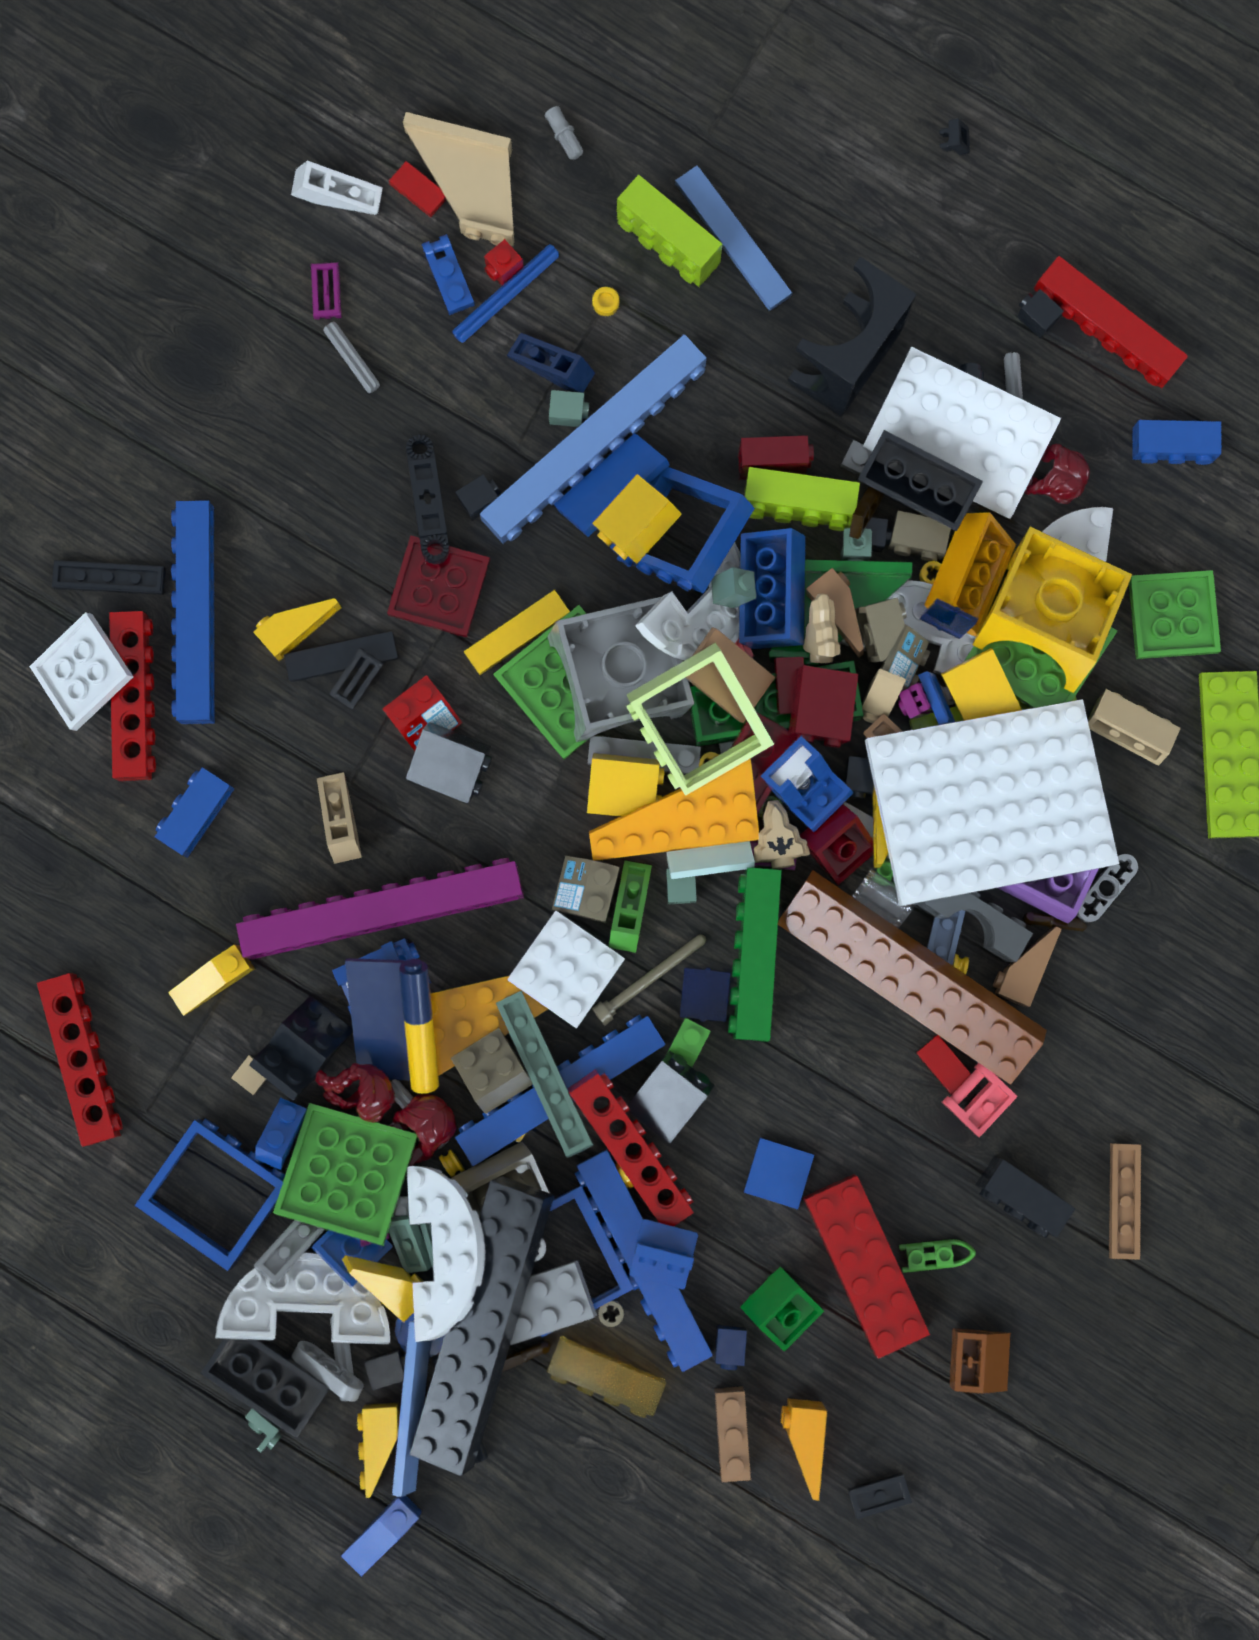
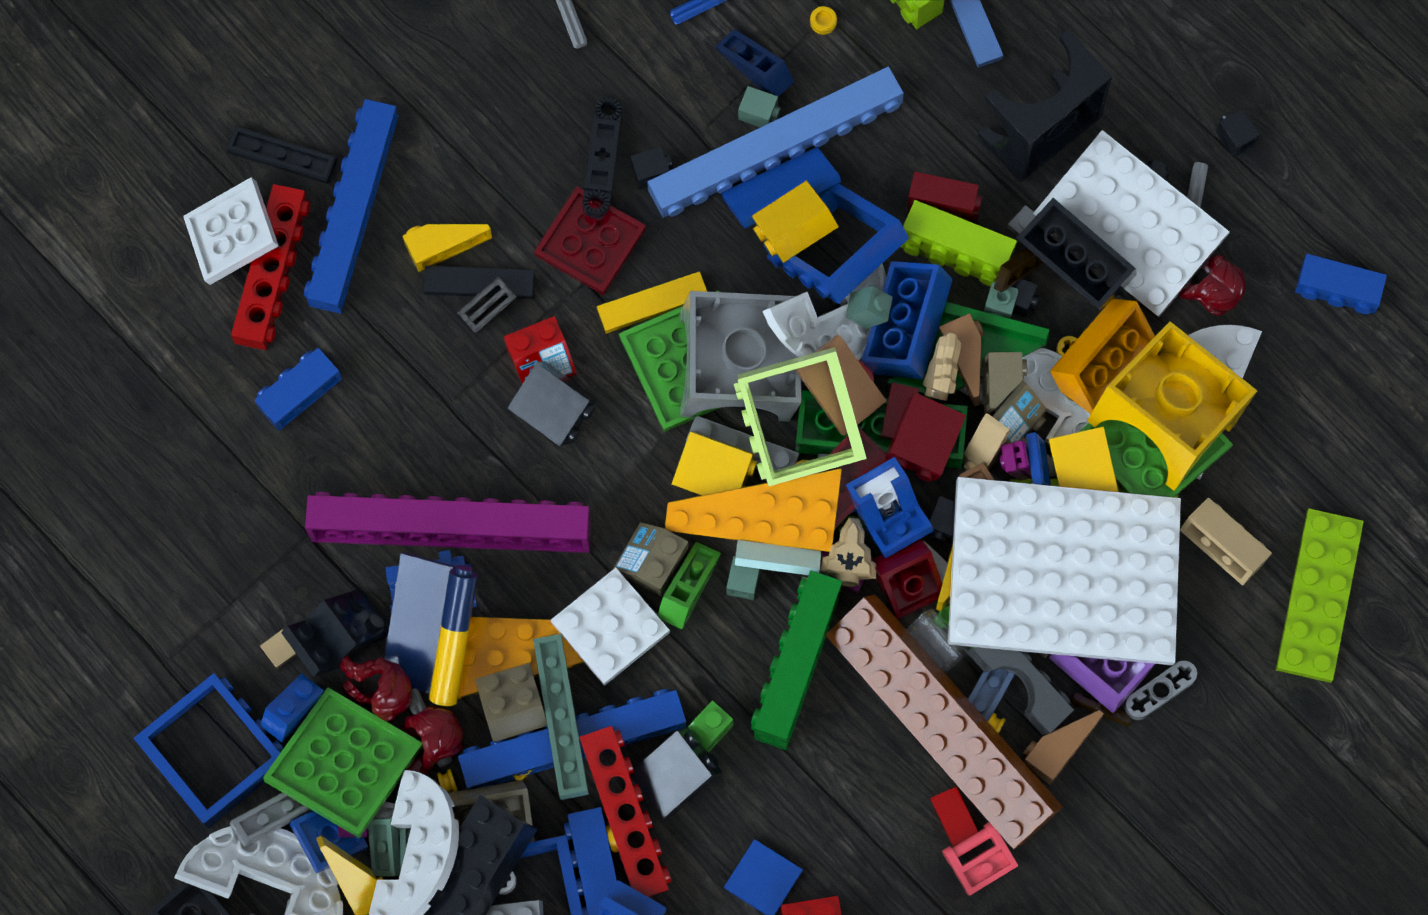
camera: 20 degrees right, 10 degrees down
(52, 993) = (115, 521): red brick -> none
(211, 979) = (268, 548): yellow slope -> none
(338, 818) = (433, 430): tan slope -> none
(606, 1010) = (637, 677): dark tan piece -> none
(705, 994) = (738, 689): clear blue piece -> none
(919, 536) = (1064, 309): dark tan brick -> none
(948, 618) = (1069, 389): clear blue piece -> none
(1111, 323) = (1305, 159): red brick -> none
(1174, 614) = (1296, 446): bright green plate -> none

